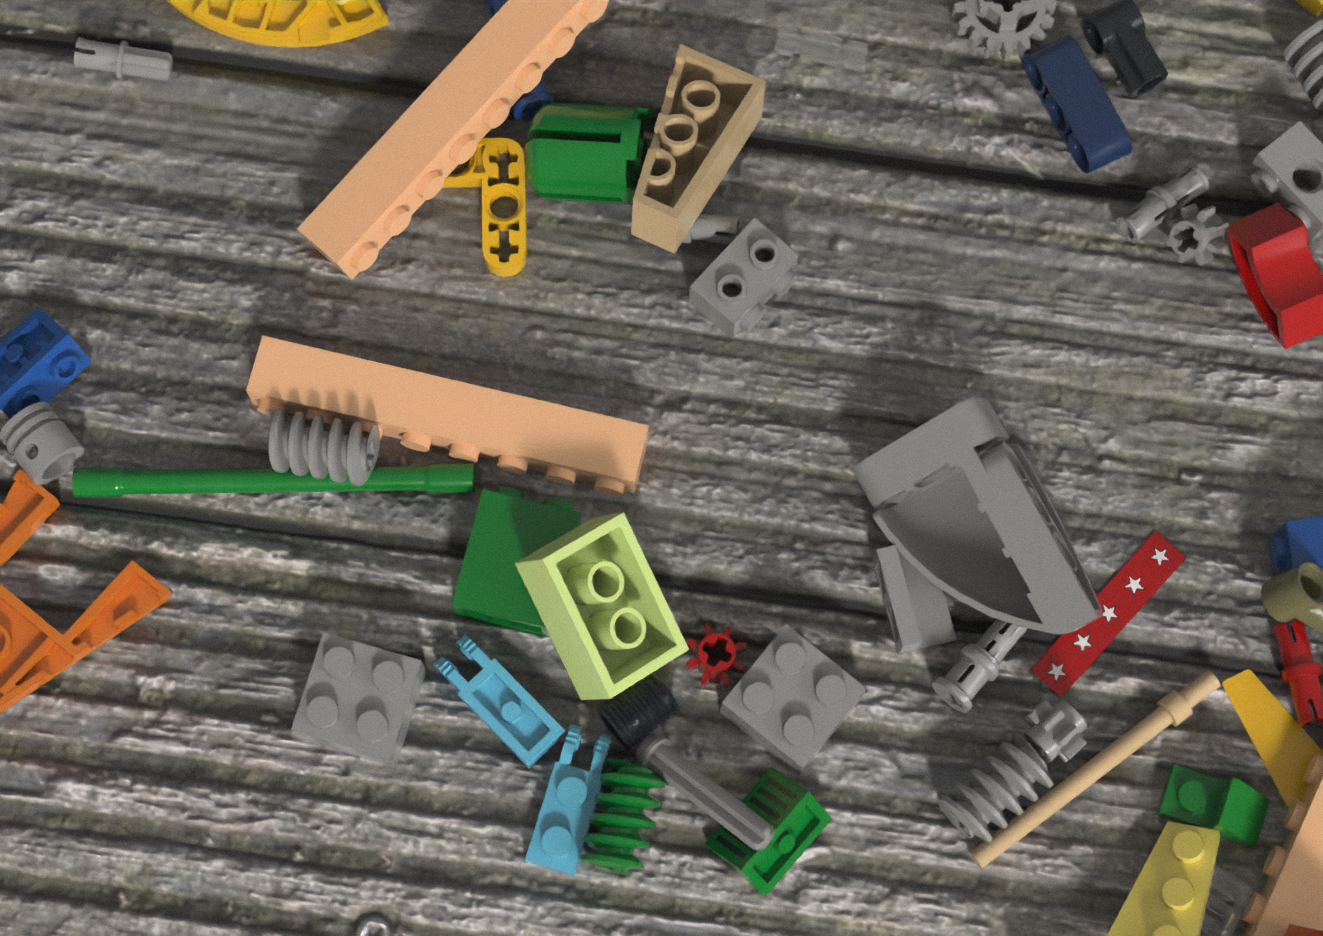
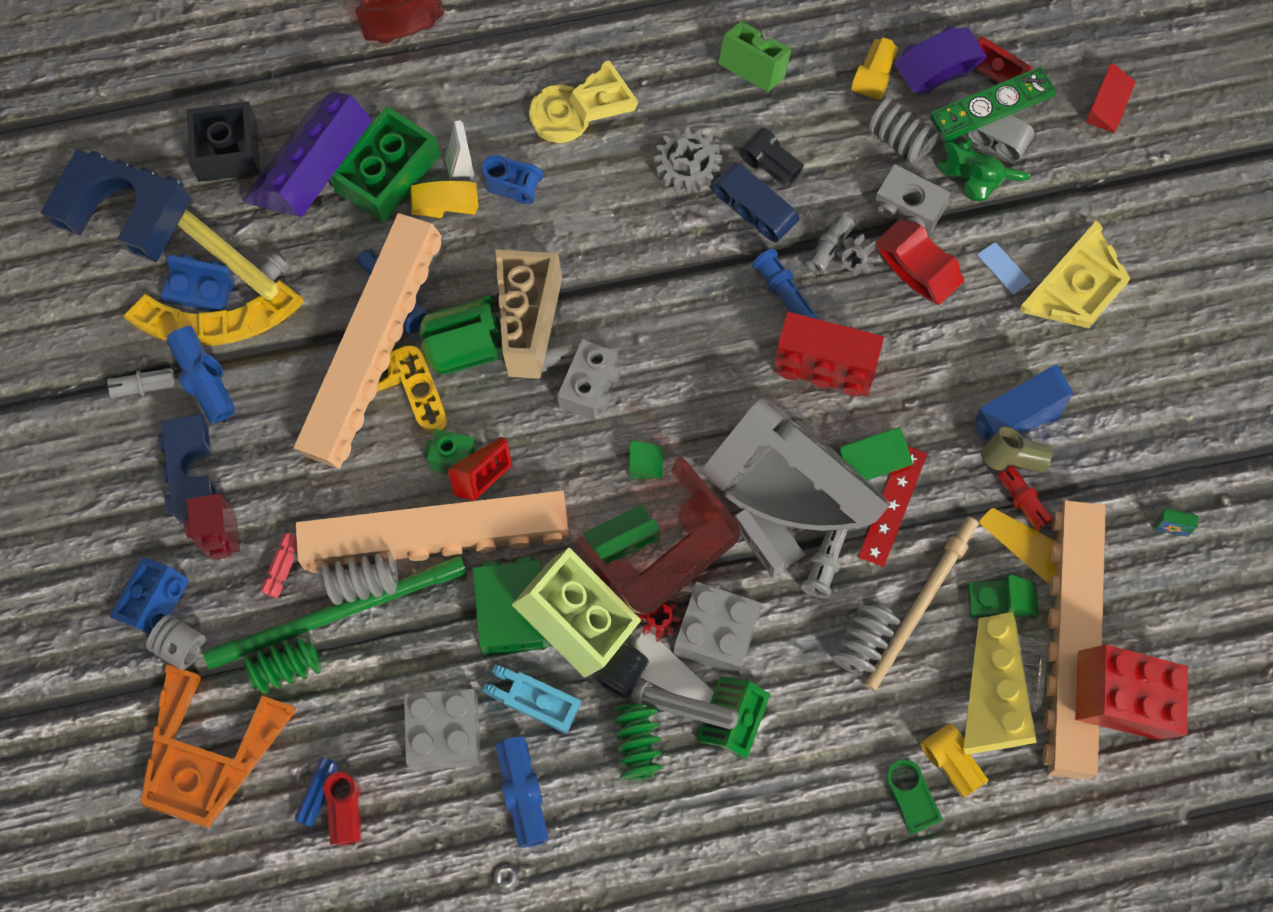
camera: 15 degrees left, 5 degrees down
(147, 299) = (212, 526): none -> dark red brick
(148, 166) = (183, 443): none -> dark blue arch
(159, 720) = (315, 794): none -> blue axle
(175, 528) = (283, 664): none -> green piece
(184, 765) = (345, 812): none -> red piece
(207, 77) = (200, 374): none -> blue piece
(221, 388) = (280, 566): none -> coral axle
(437, 827) = (522, 792): none -> blue piece
(512, 314) = (448, 449): none -> green brick
(517, 353) = (479, 471): none -> red slope
(567, 807) = (600, 749): medium azure hinge -> none
(704, 735) = (669, 671): none -> white sticker
(709, 517) = (623, 535): none -> green panel
(781, 423) = (645, 461): none -> green slope
(829, 568) = (710, 536): none -> clear red windscreen
(1055, 730) = (888, 587): light grey gear -> none
(1070, 234) = (781, 282): none -> blue pin
(1096, 365) = (827, 354): none -> red brick
(1114, 534) = (878, 454): none -> green slope

